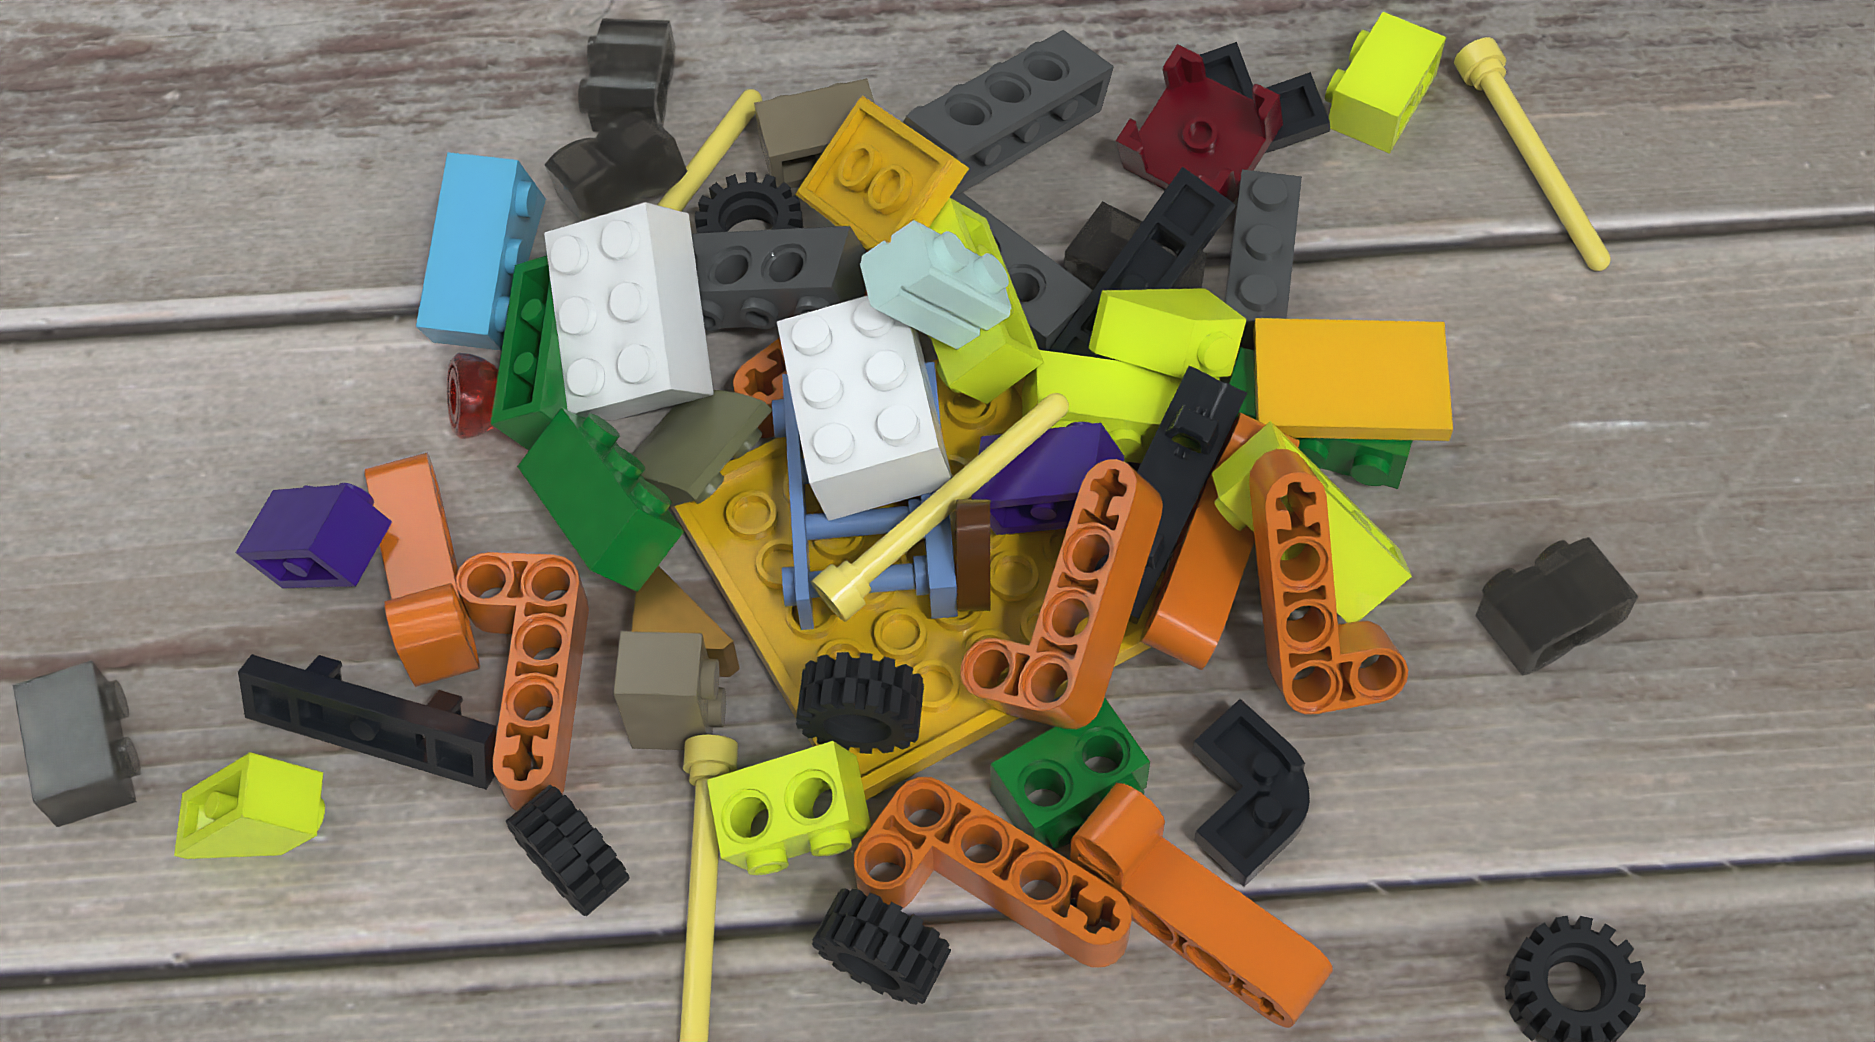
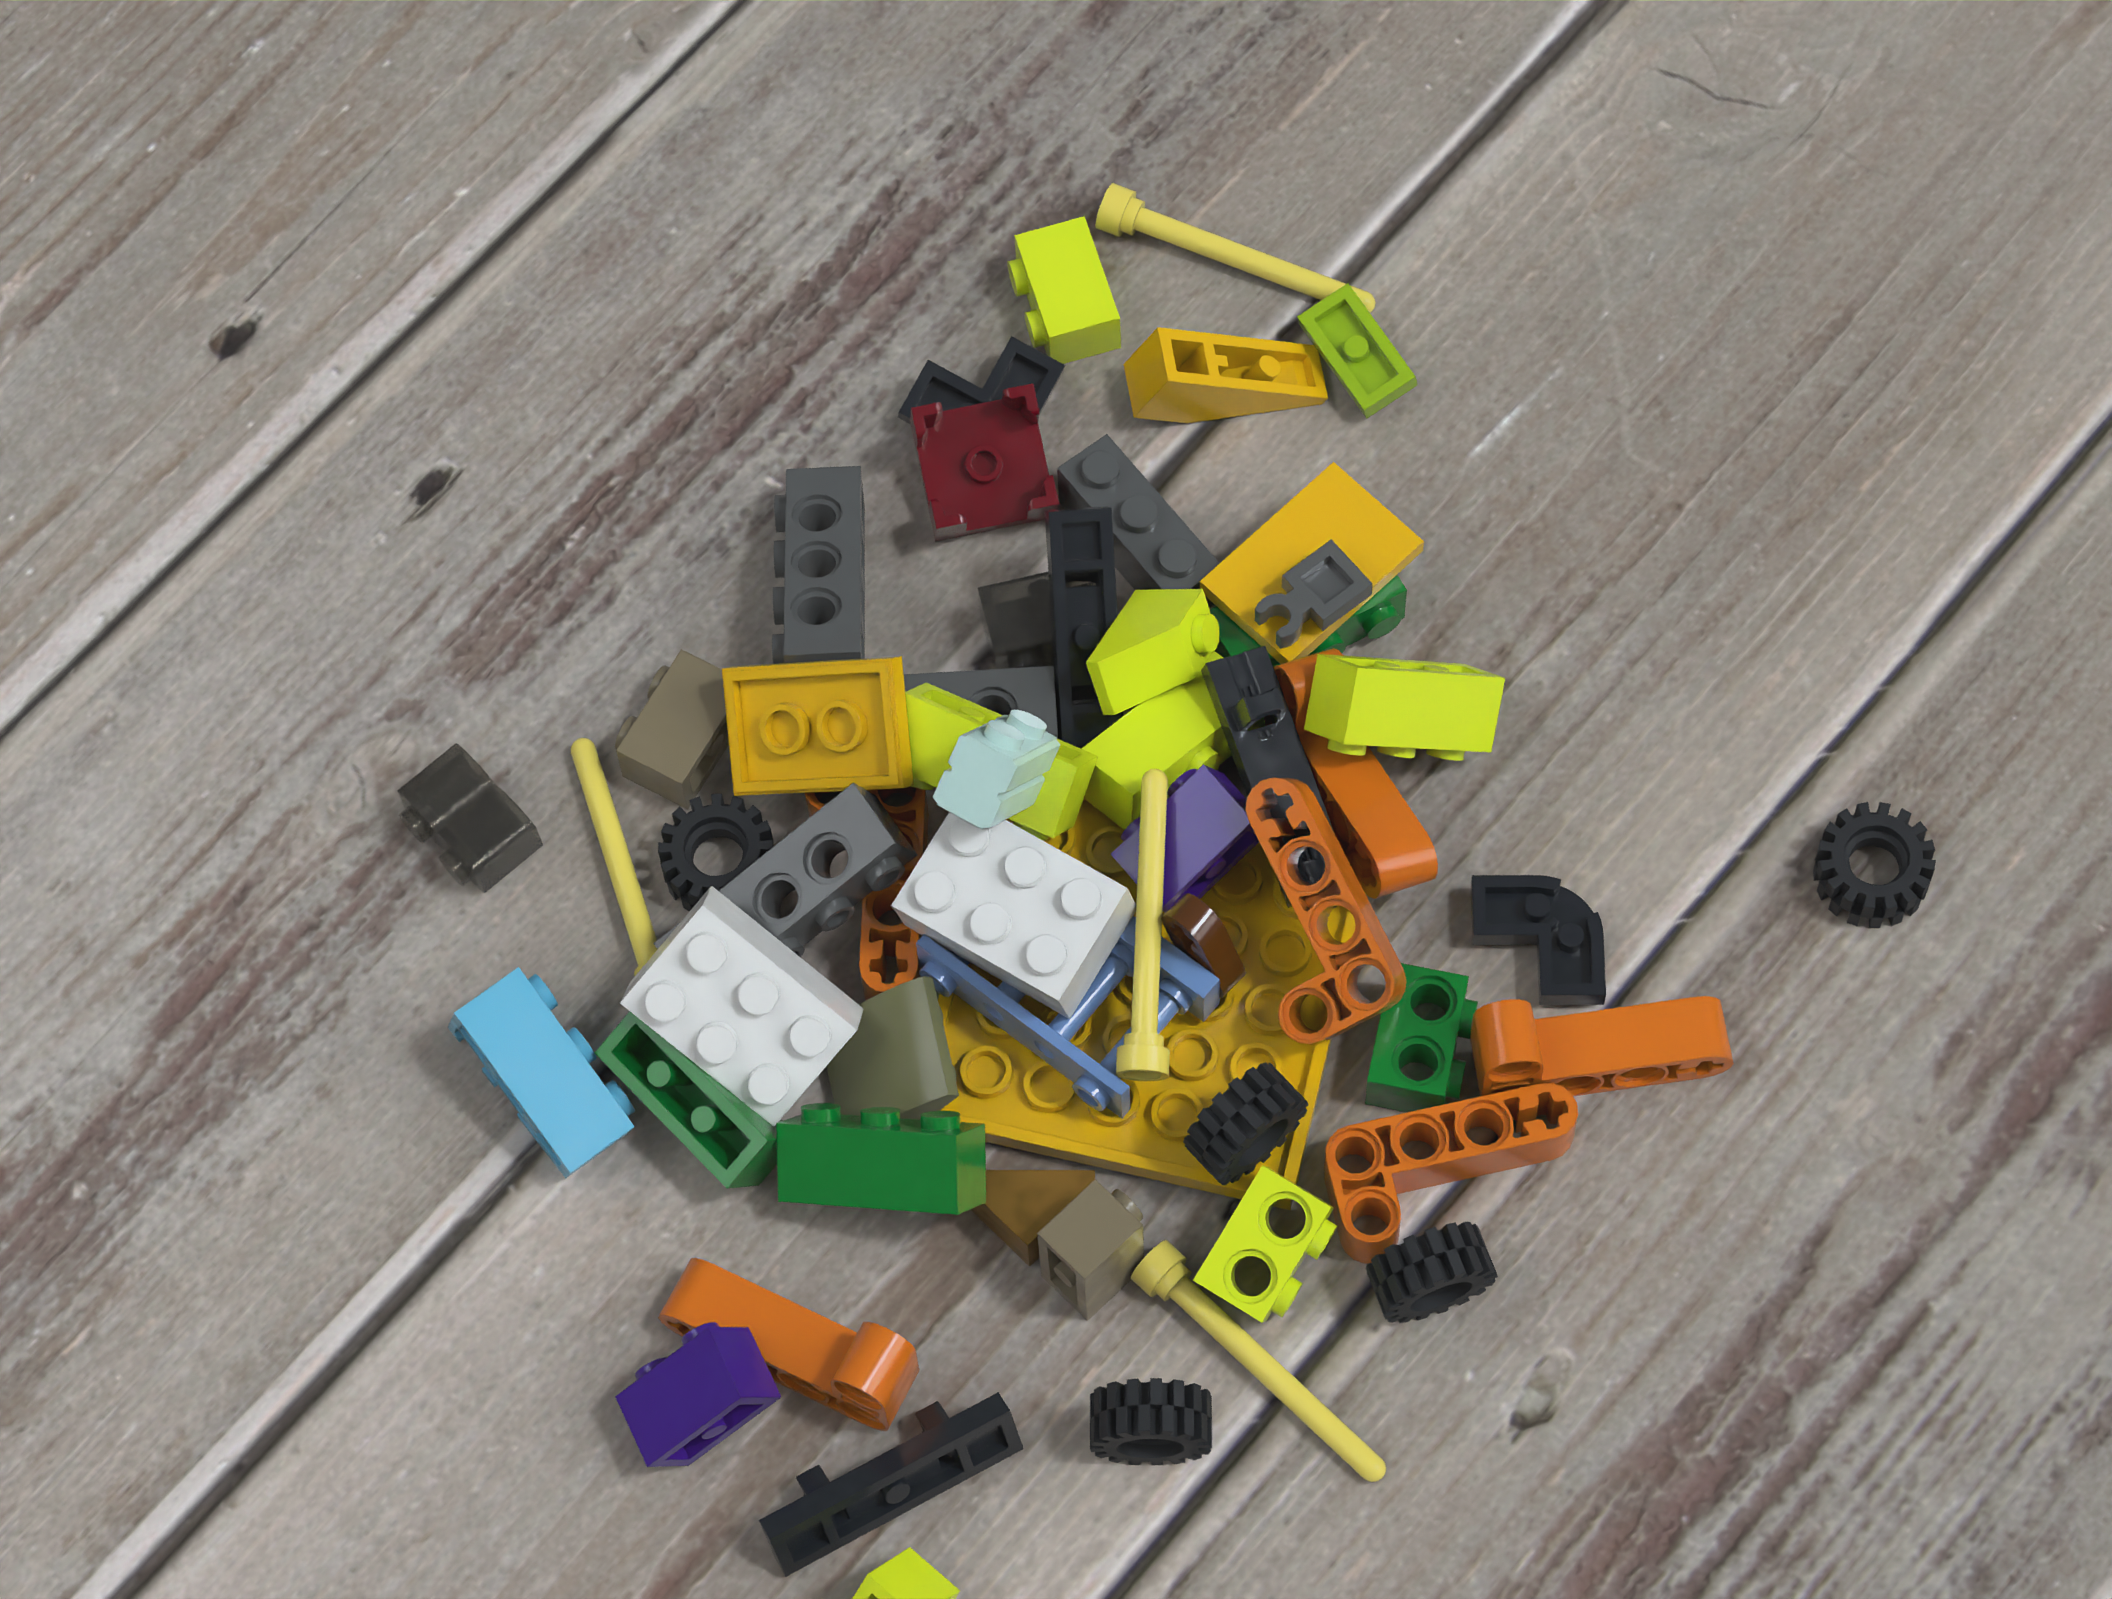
camera: 45 degrees left, 5 degrees up
(470, 394) = (668, 1185): clear red brick -> none
(529, 681) = (967, 1342): orange beam -> none
(623, 163) = (560, 904): clear smoke brick -> none
(1309, 581) = (1481, 789): orange beam -> none
(1331, 389) = (1317, 588): none -> dark grey plate
(1433, 216) = (1220, 376): none -> yellow slope
(1555, 604) = (1603, 606): clear smoke brick -> none
(1556, 281) = (1357, 350): none -> lime plate

